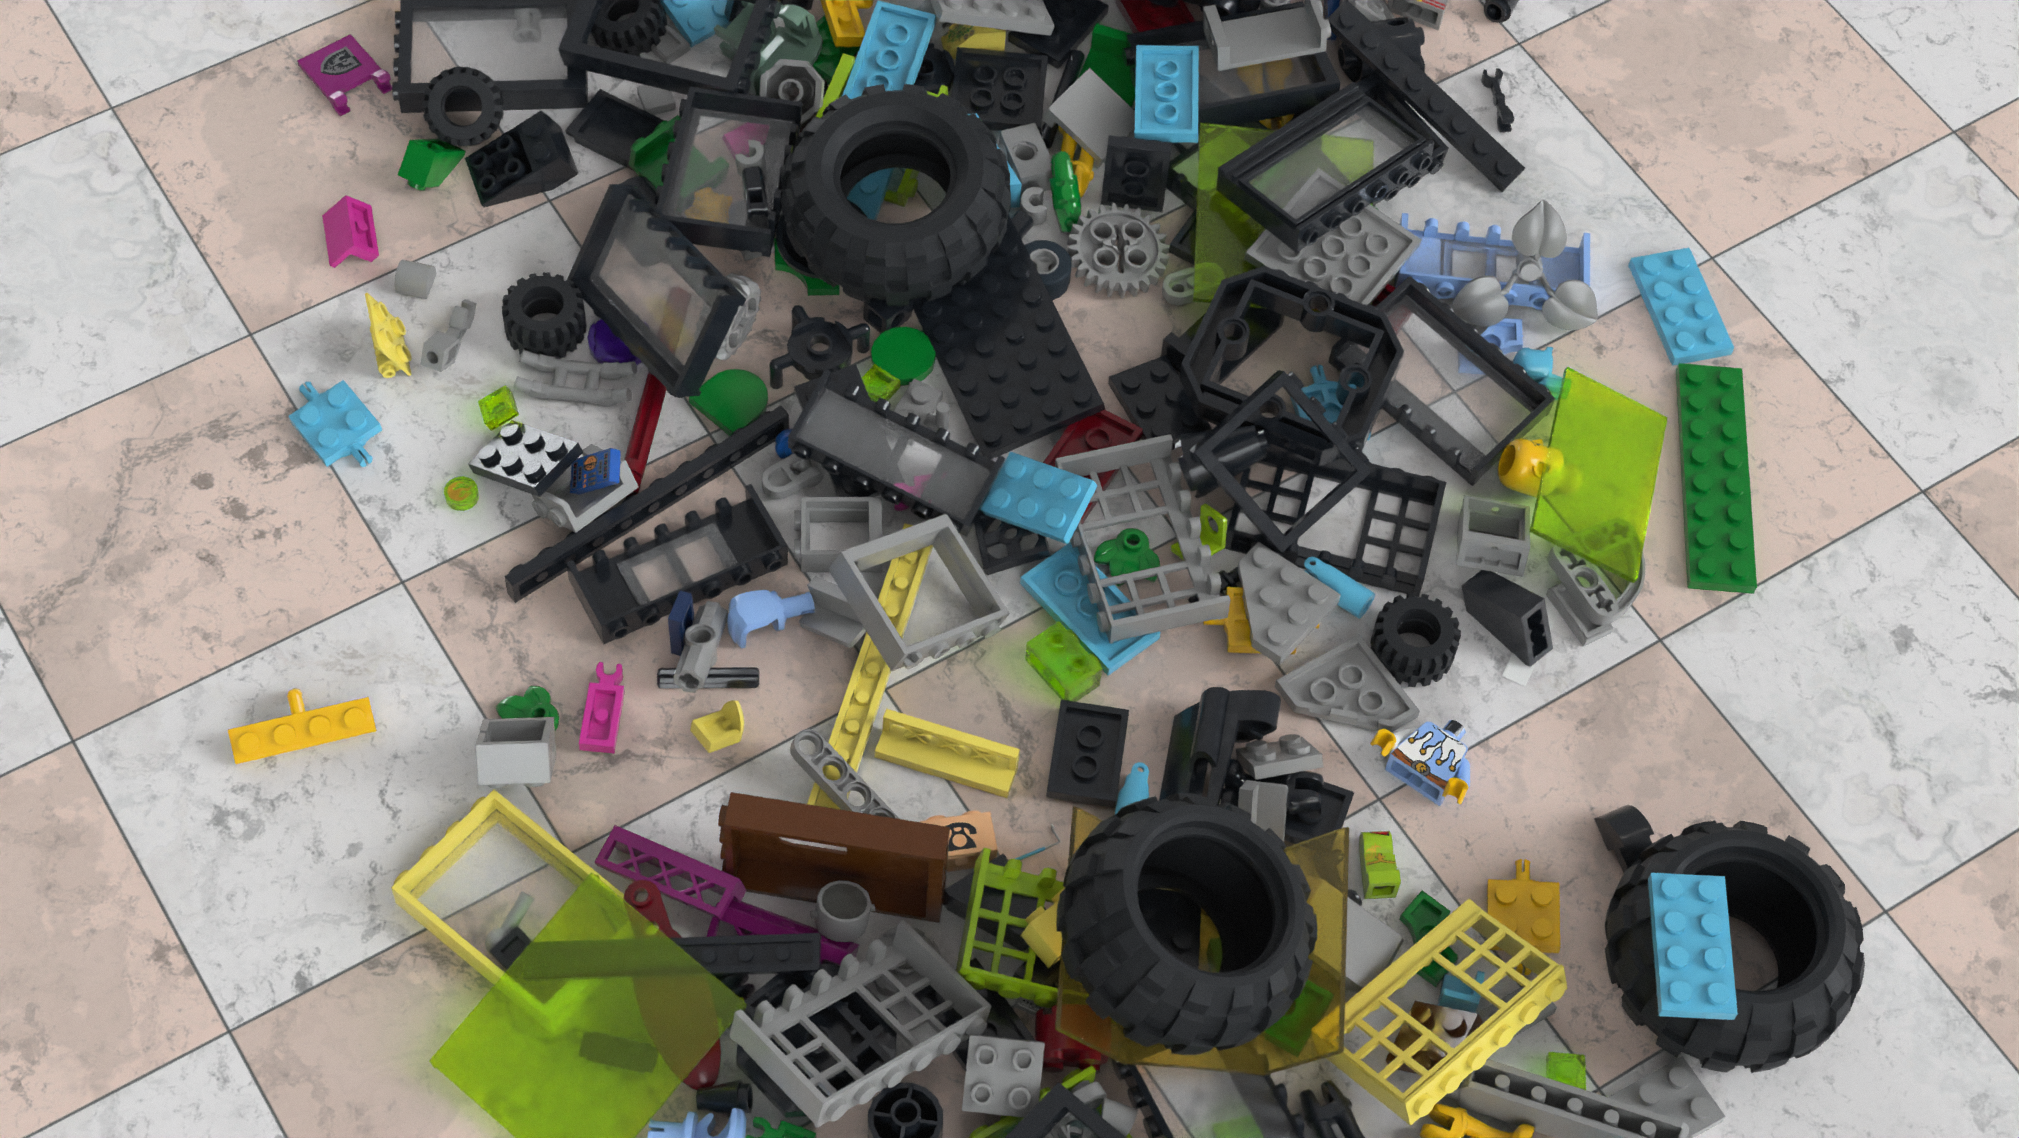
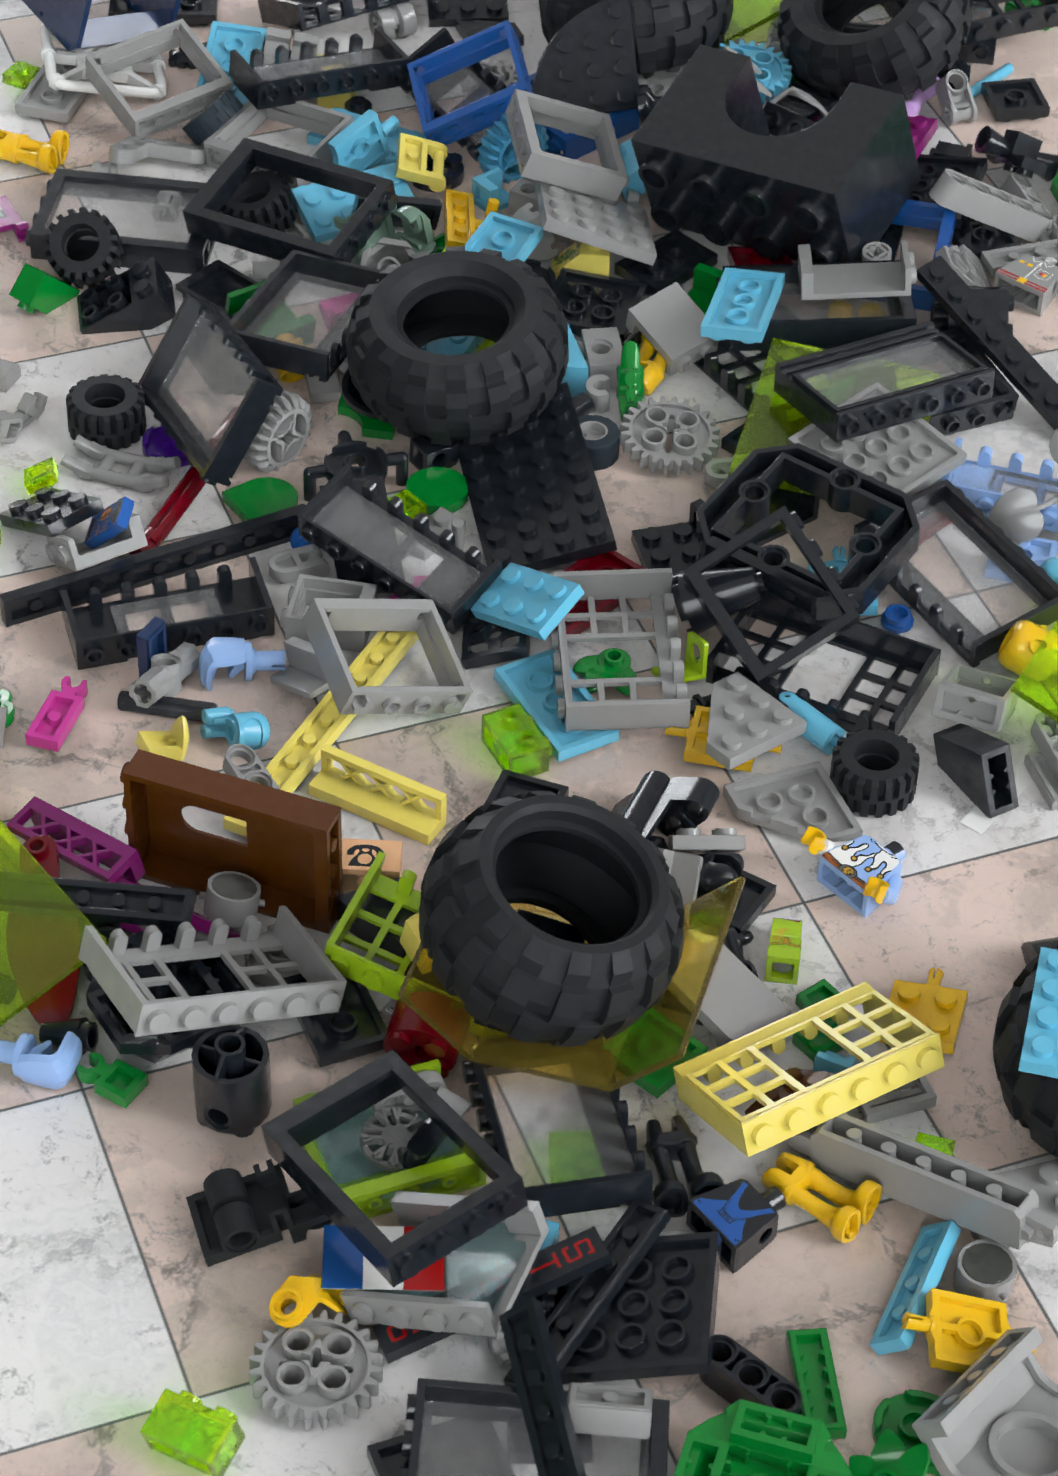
camera: 15 degrees right, 15 degrees down
(752, 172) = (329, 316): black piece -> none
(792, 698) = (238, 728): none -> medium azure piece
(1002, 1075) = (340, 1040): light grey plate -> none
(1136, 173) = (700, 369): black plate -> none
(1390, 443) = (897, 619): none -> blue plate

